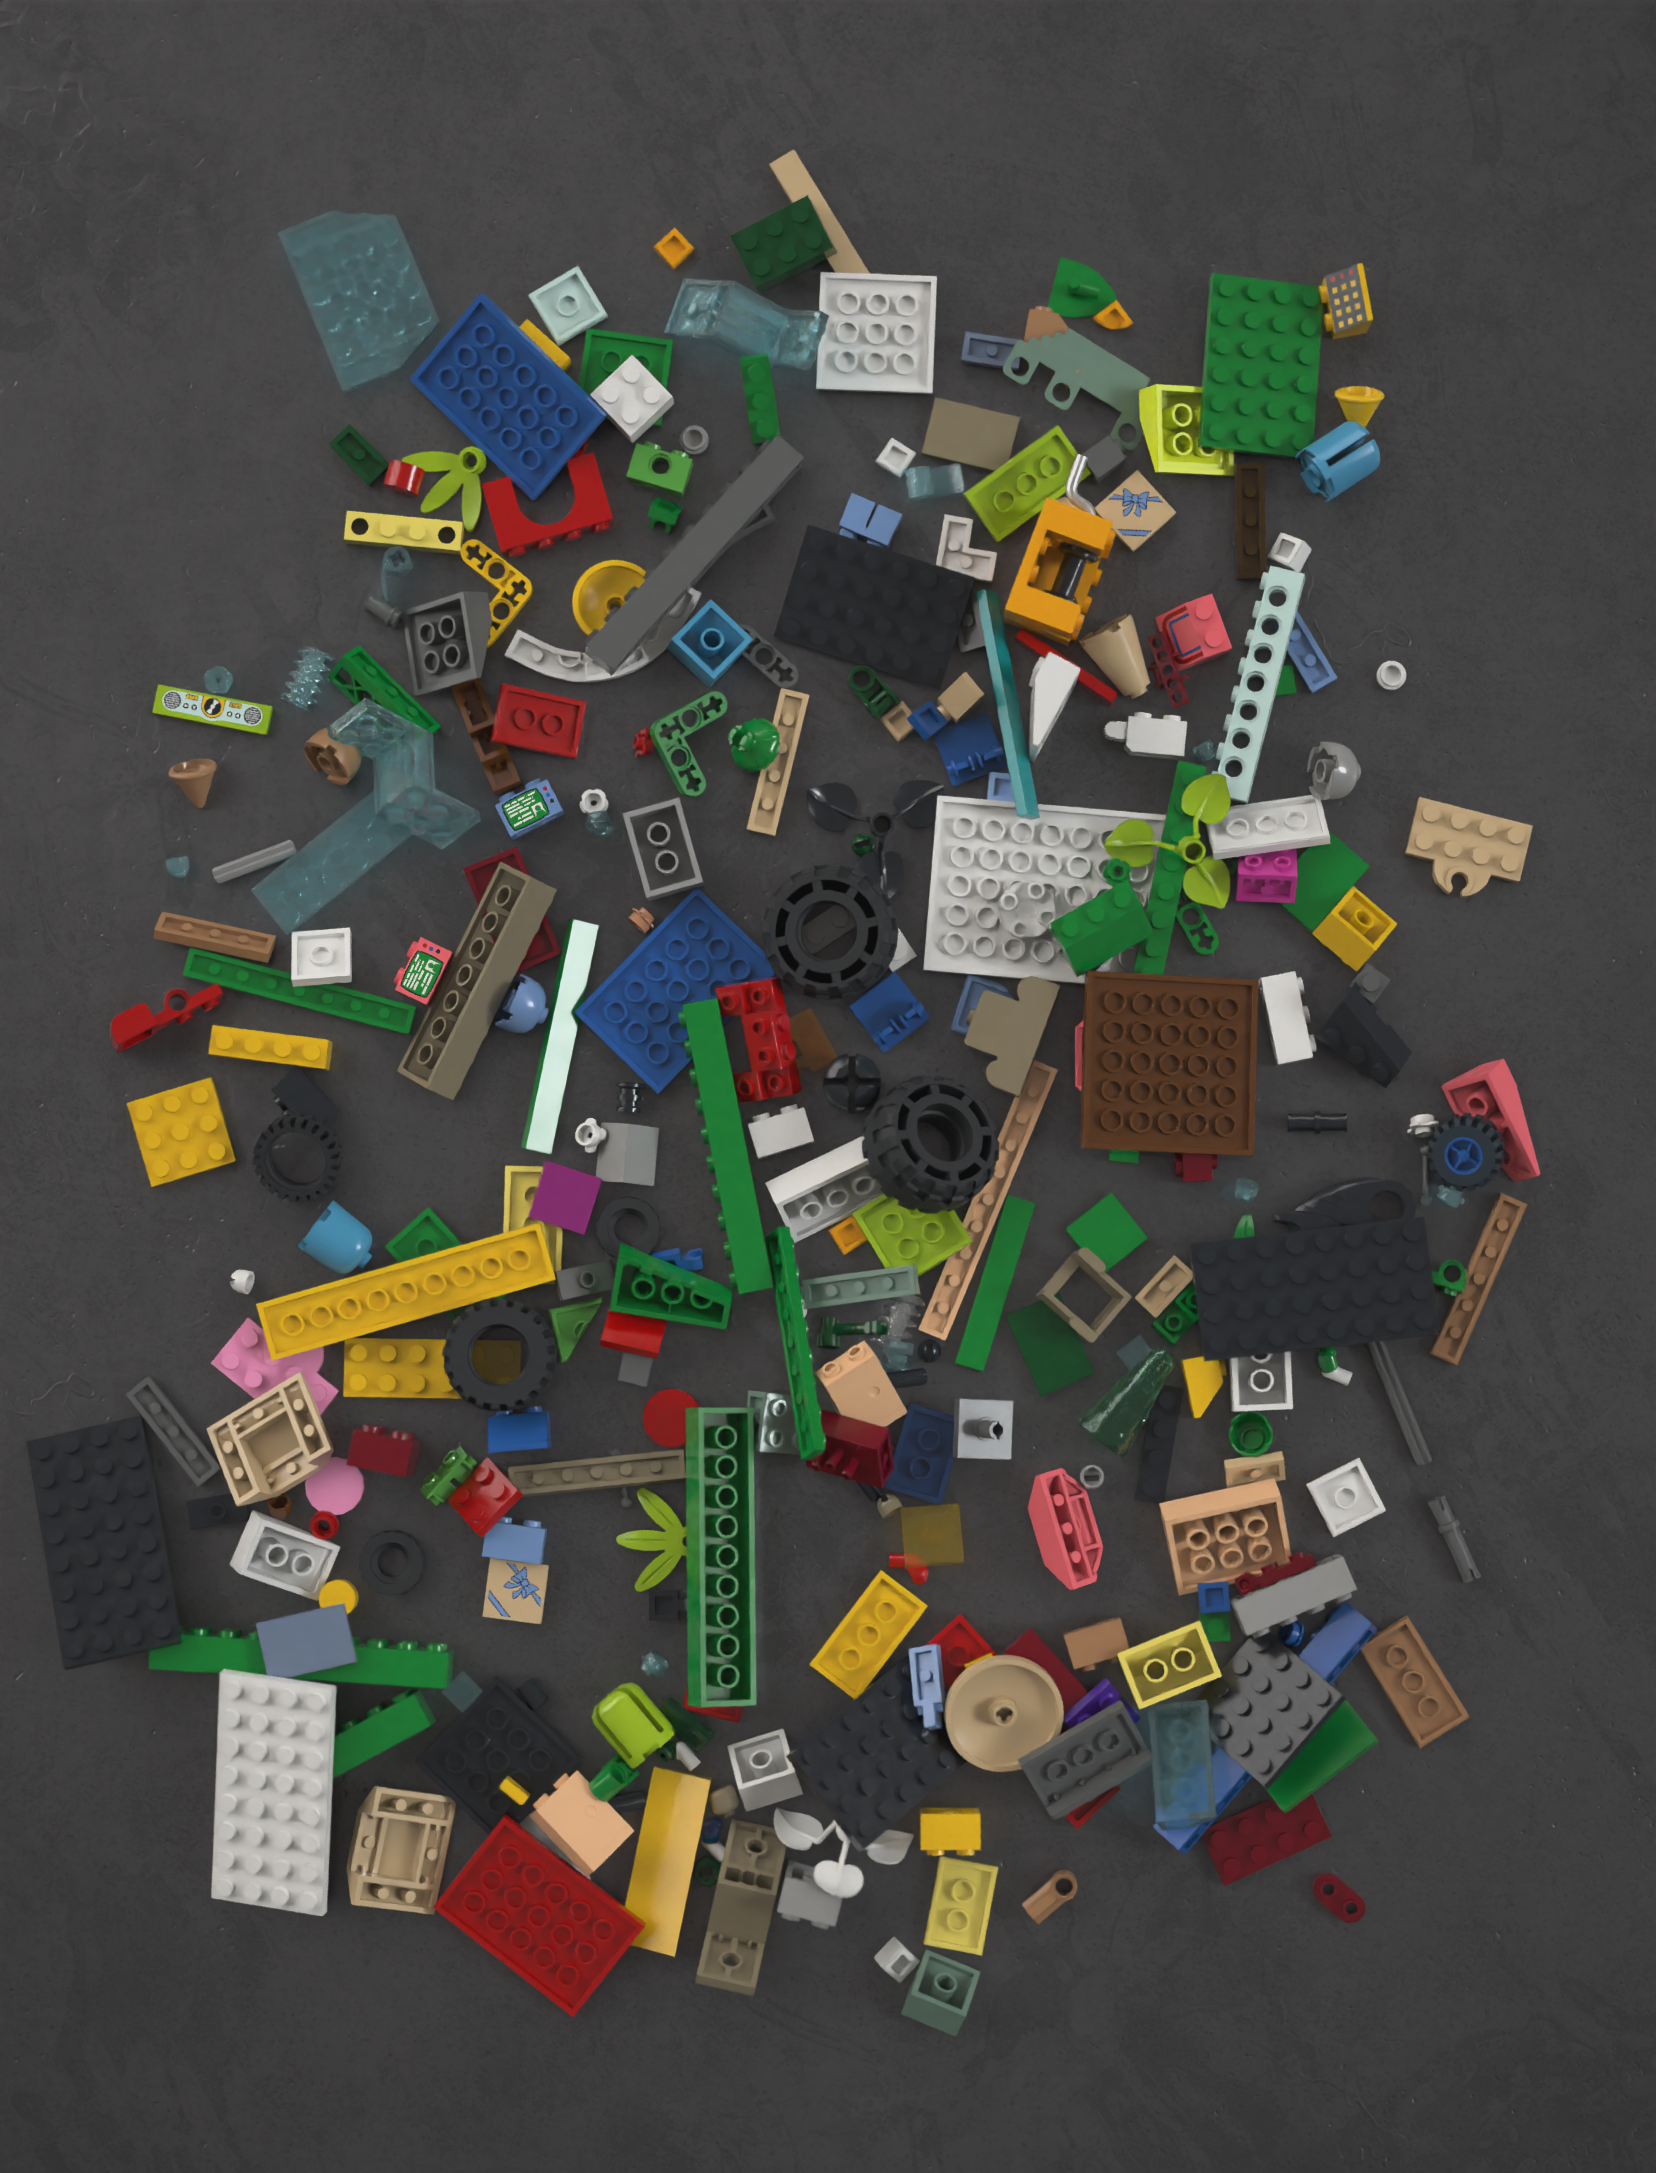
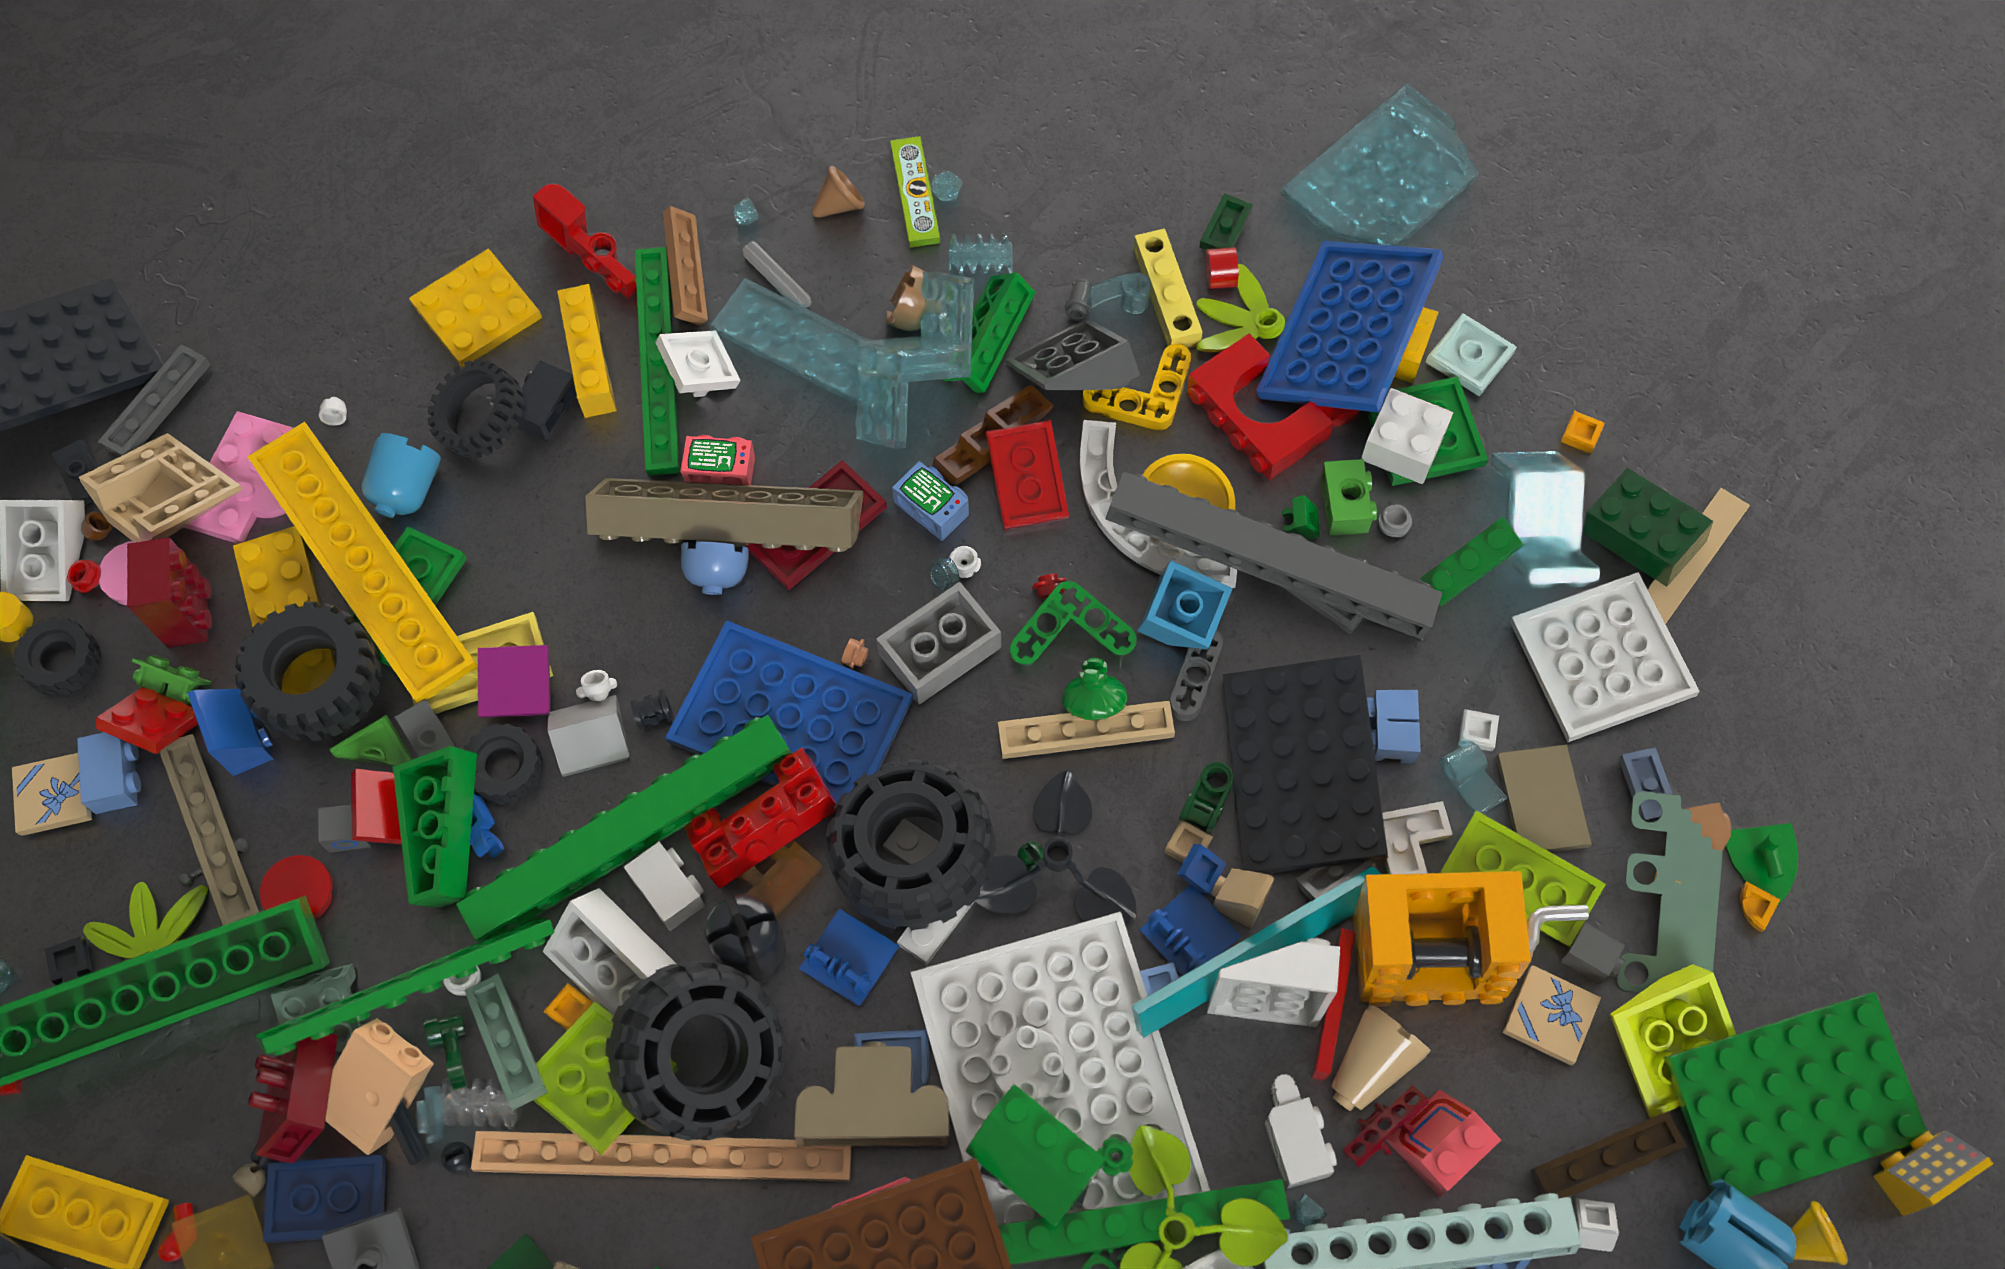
camera: 65 degrees right, 20 degrees down
(559, 1036) = (694, 617): tile -> none
(995, 1283) = (562, 1205): green tile -> none

